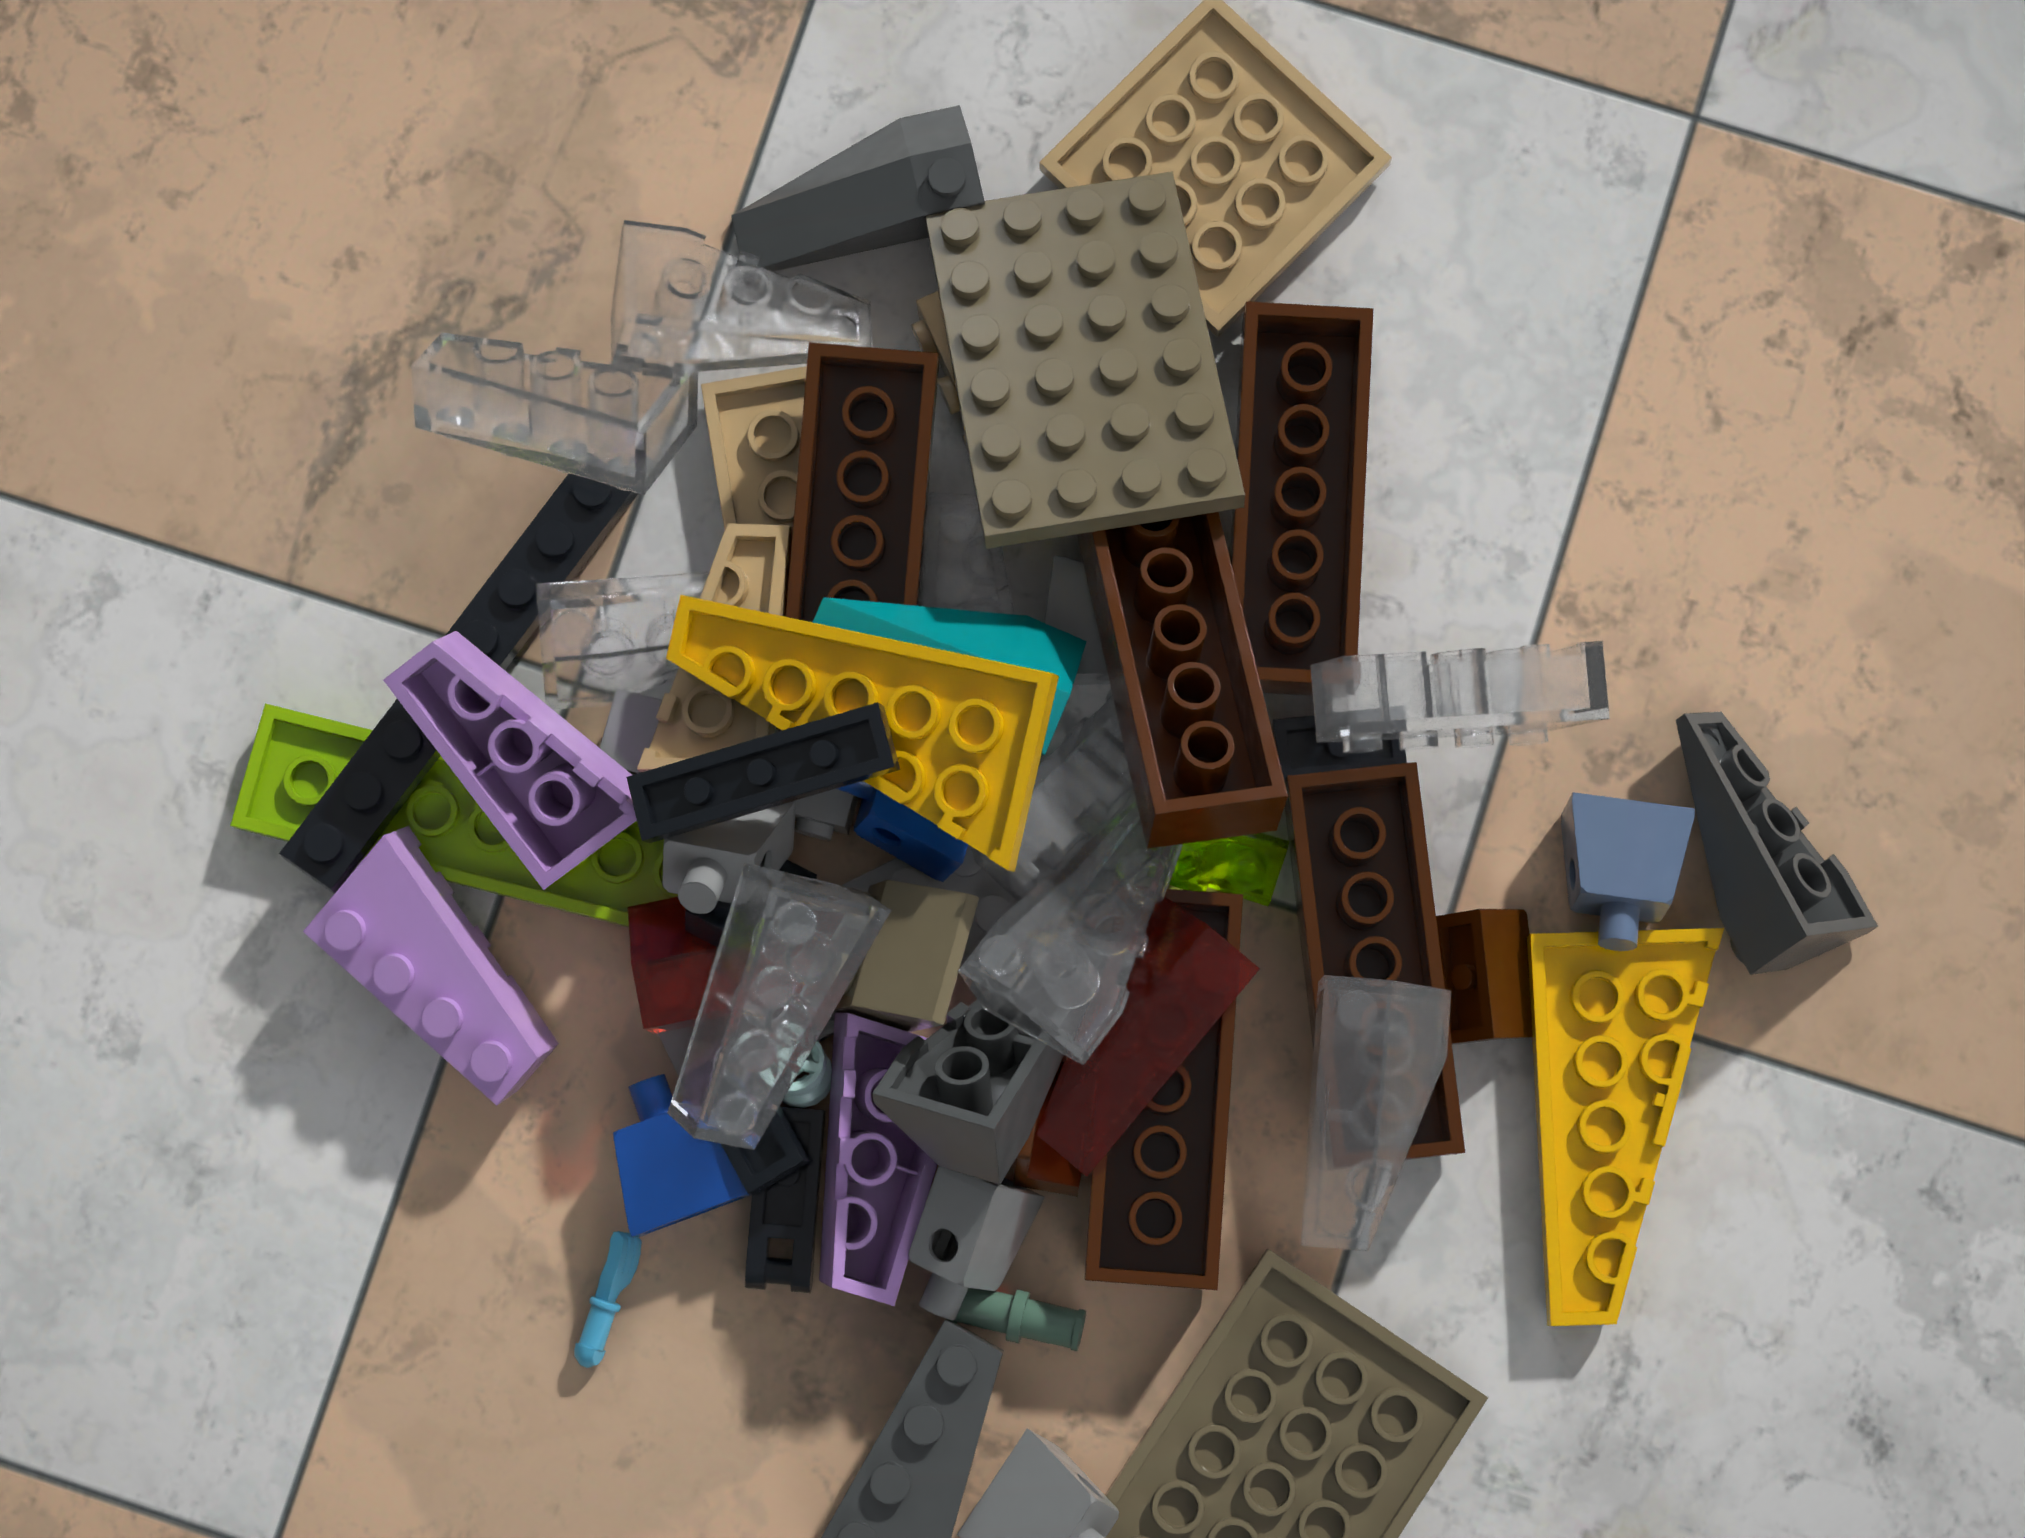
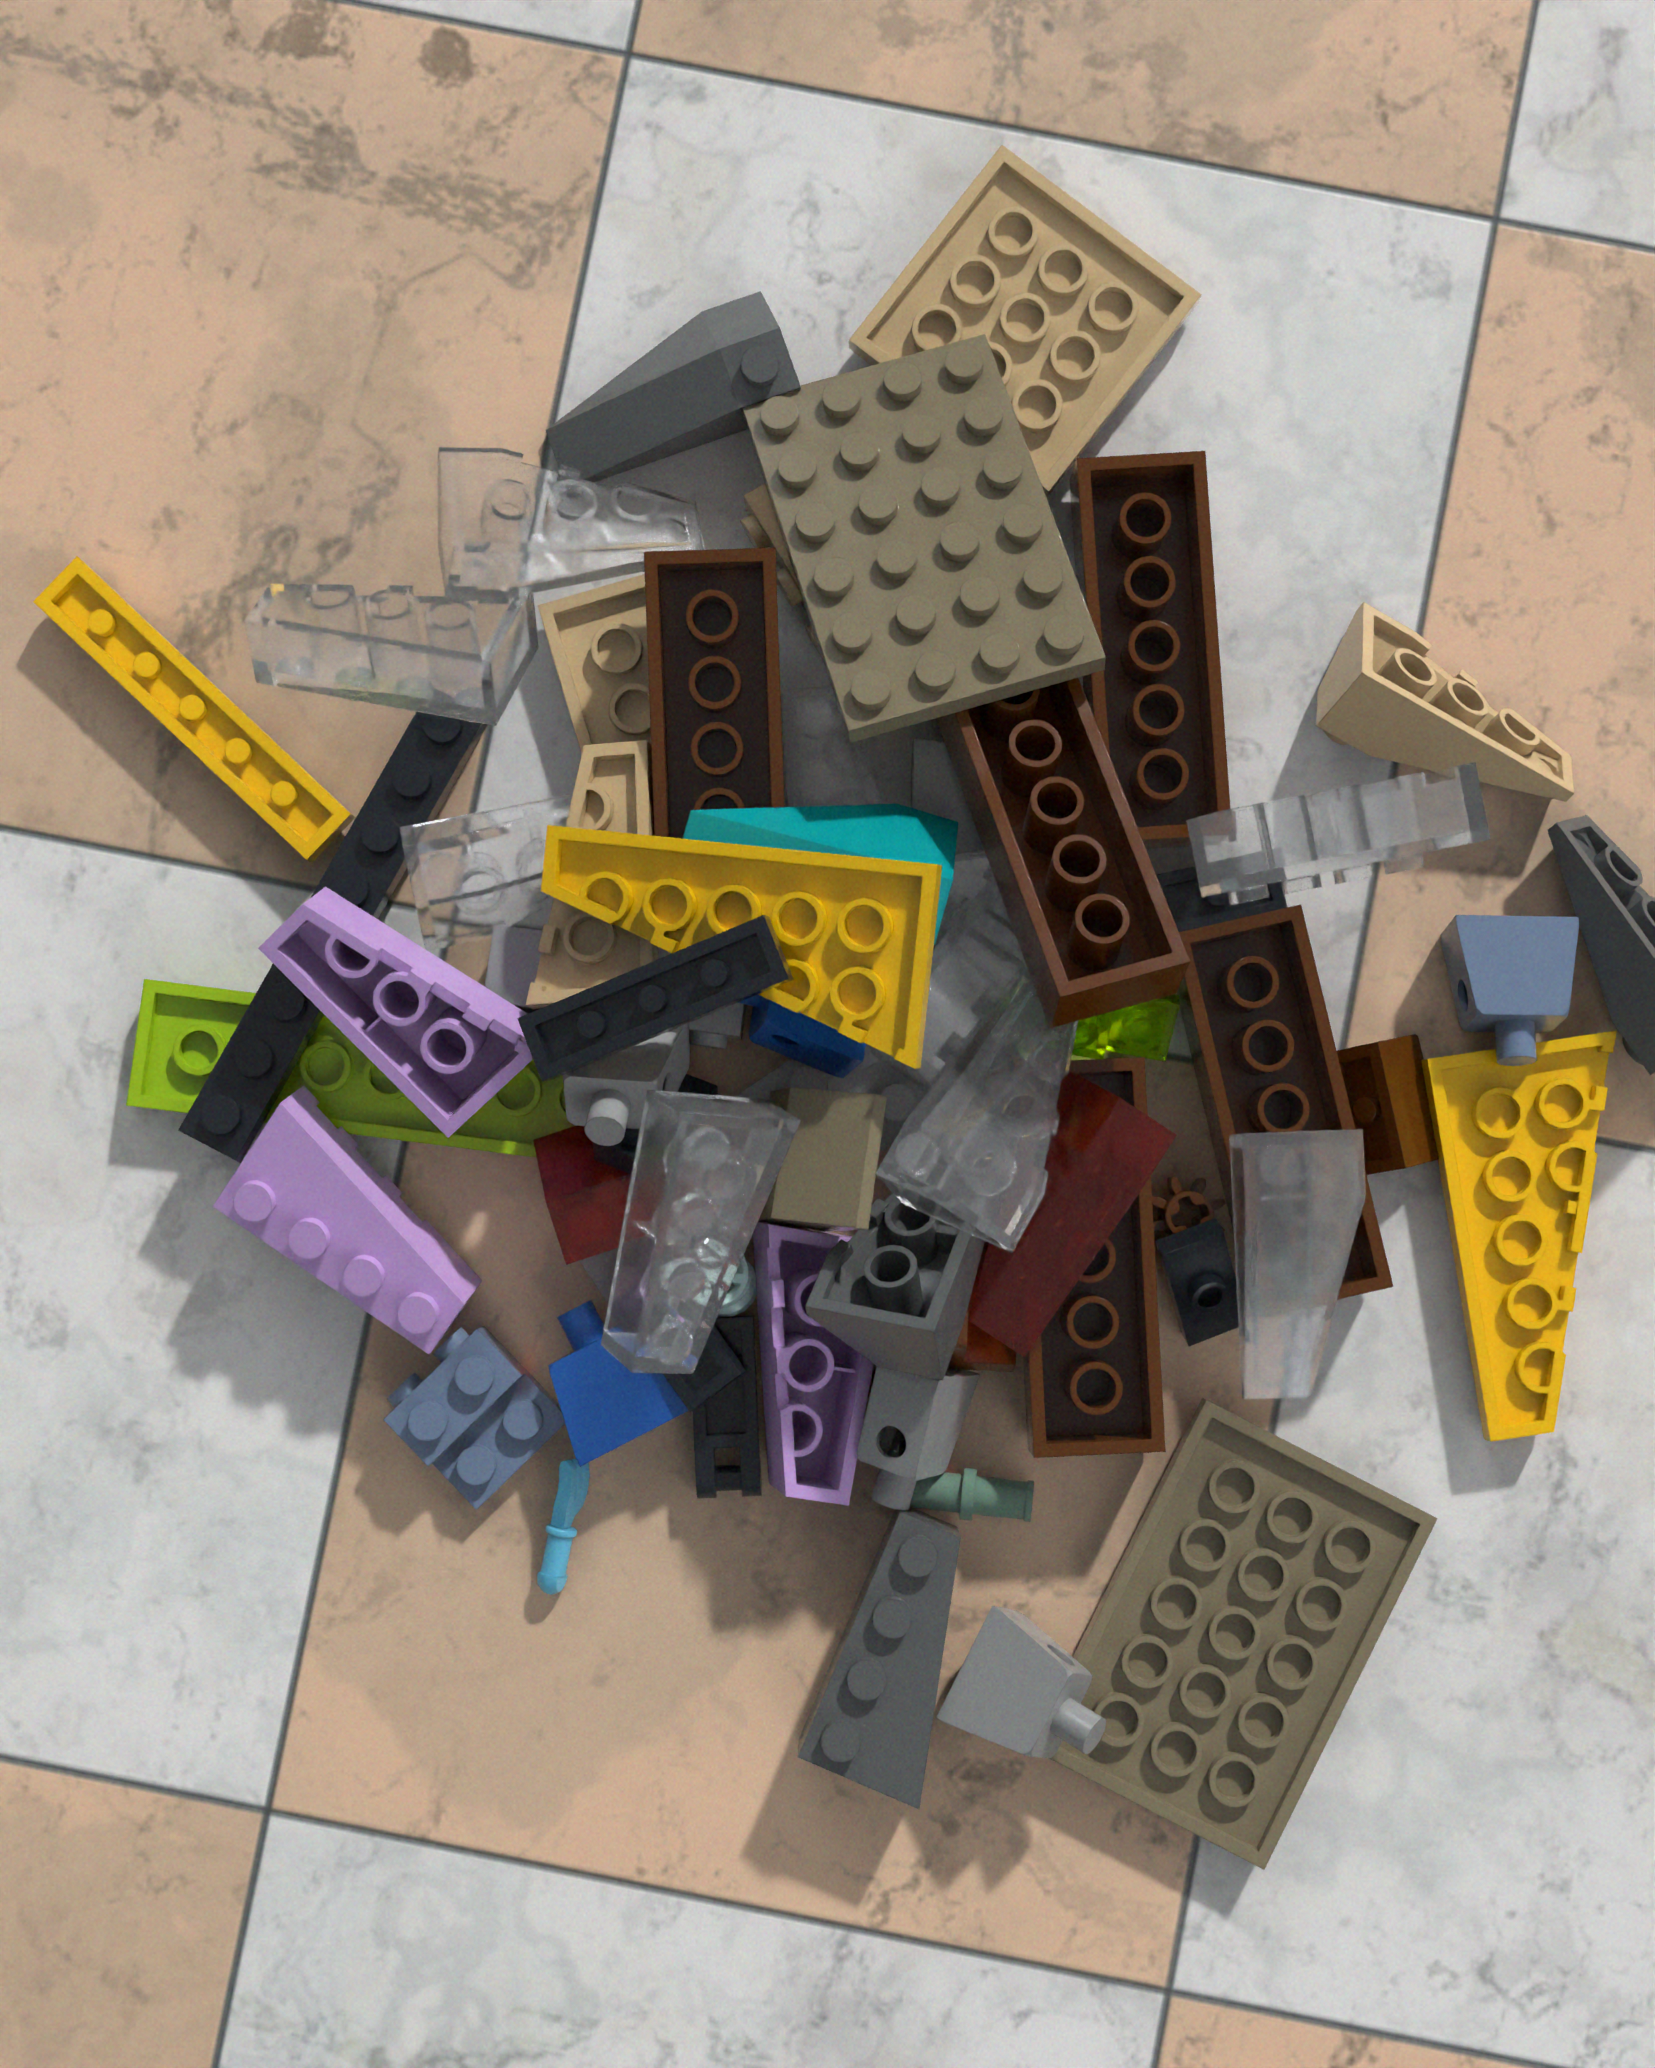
camera: 10 degrees left, 5 degrees up
(351, 447) = (194, 709): none -> yellow plate
(534, 1176) = (474, 1414): none -> sand blue plate
(1274, 1126) = (1200, 1281): none -> black plate
(1278, 1045) = (1169, 1205): none -> reddish brown gear
(1551, 584) = (1411, 711): none -> tan wedge

